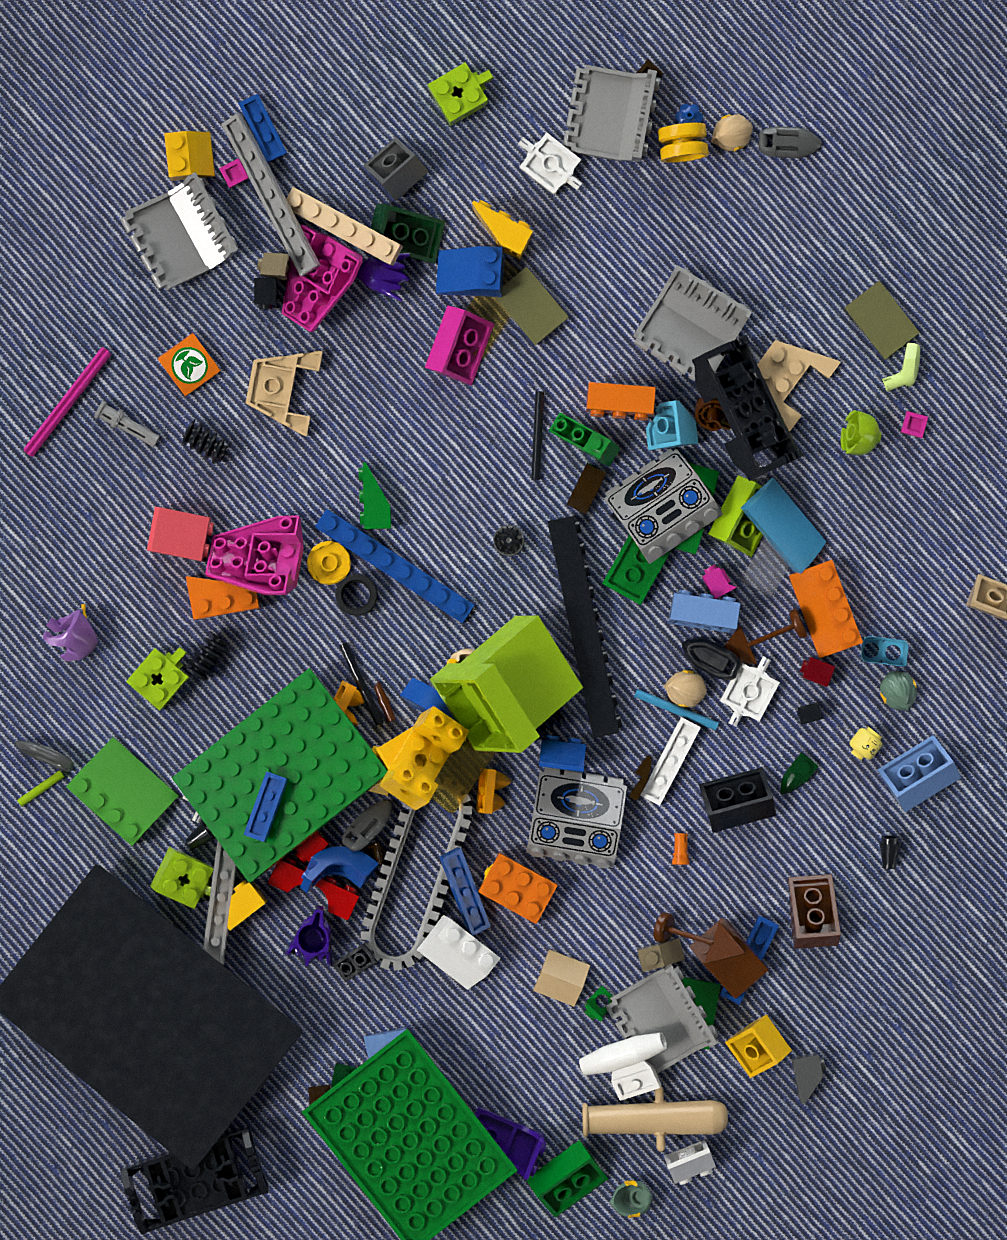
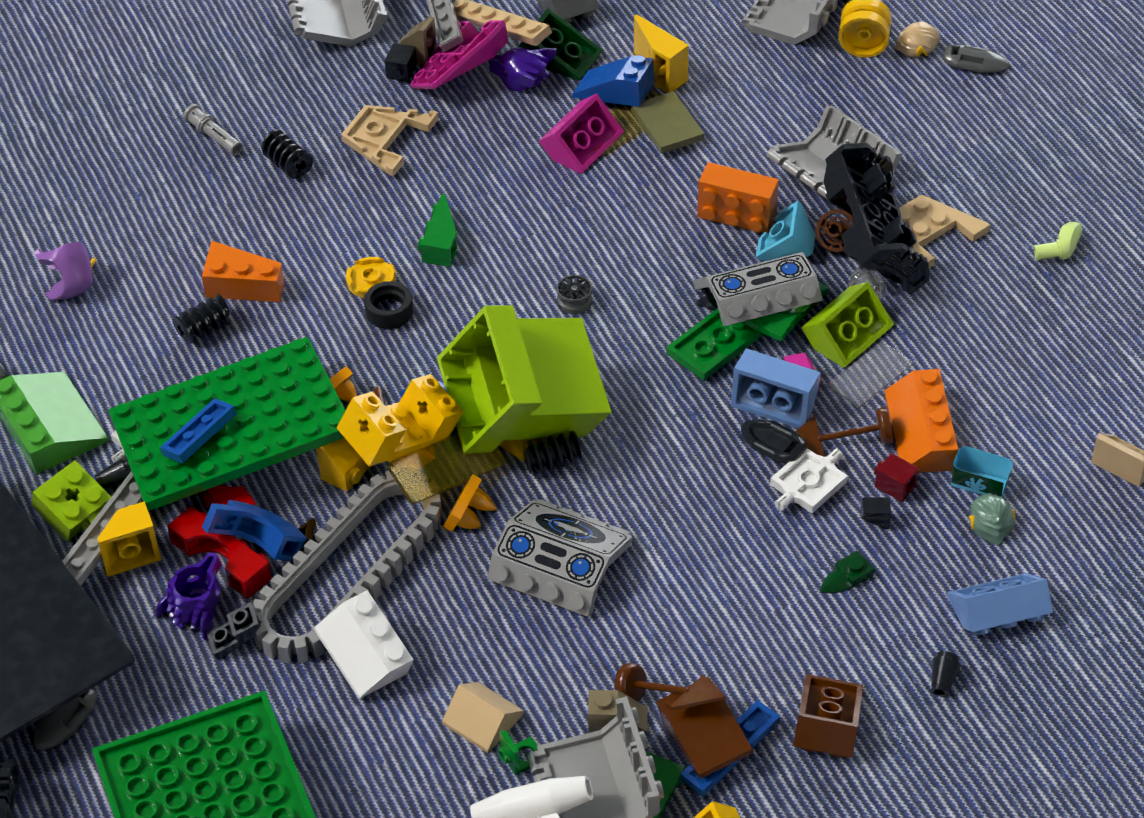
camera: 20 degrees right, 40 degrees down
(67, 402) = (162, 105): dark pink axle -> none
(172, 676) = (141, 325): lime hinge -> none
(180, 534) = (220, 212): coral slope -> none
(188, 364) = (298, 101): slope -> none
(259, 556) = (304, 249): dark pink wedge -> none
(361, 684) = (358, 369): black bar -> none
(367, 825) = (309, 504): dark grey piece -> none
(394, 566) = (424, 279): blue plate -> none
(464, 891) = (397, 583): blue plate -> none
(517, 887) = (463, 603): orange piece -> none
(537, 435) = (638, 222): black bar -> none
(550, 163) = (724, 28): white plate -> none
(562, 754) = (563, 480): blue slope -> none
(583, 626) = (632, 385): black brick -> none
(585, 439) = (693, 232): green slope -> none
(586, 488) = (674, 270): dark brown slope -> none
(643, 771) = (656, 527): dark brown slope -> none
(670, 761) = (692, 525): white plate -> none
(676, 709) = (716, 482): dark azure bar -> none
(680, 849) = (677, 618): orange pin -> none
(686, 688) = (733, 461): tan hair -> none
(737, 800) = (764, 580): black slope -> none
(784, 526) = (888, 330): dark azure slope -> none
(861, 433) = (1000, 279): lime cylinder -> none
(865, 743) = (939, 555): light yellow head -> none
(881, 320) = (1043, 203): olive tile -> none
(914, 424) = (1062, 289): dark pink plate -> none

